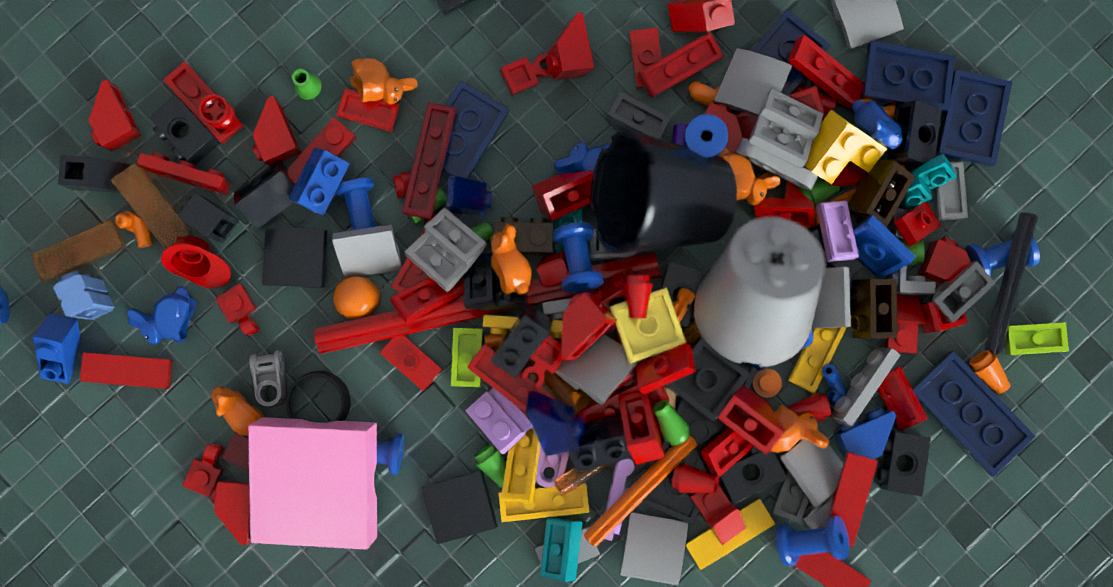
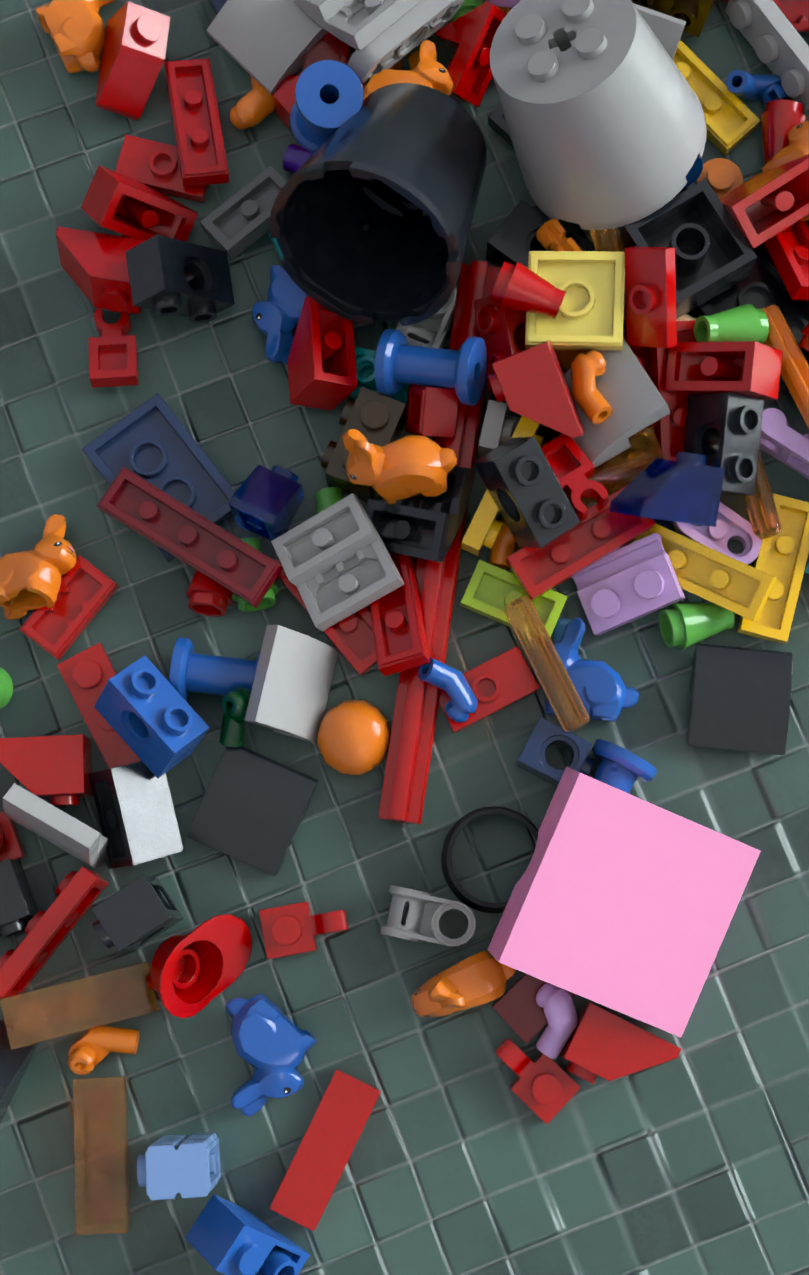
camera: 65 degrees left, 5 degrees down
(236, 473) = (561, 1019): none -> lavender arm
(239, 154) = (55, 825): none -> light grey slope
(340, 224) = (234, 711): none -> dark green arm
(394, 403) = (547, 734): none -> dark blue brick
(402, 343) = (454, 683): none -> blue arm
(432, 390) = (547, 664): none -> clear orange axle
(432, 412) = (595, 681): none -> blue animal
(577, 94) = (179, 278): none -> black brick
(597, 350) = (583, 386): none -> orange arm
(611, 53) = (135, 208): none -> red slope

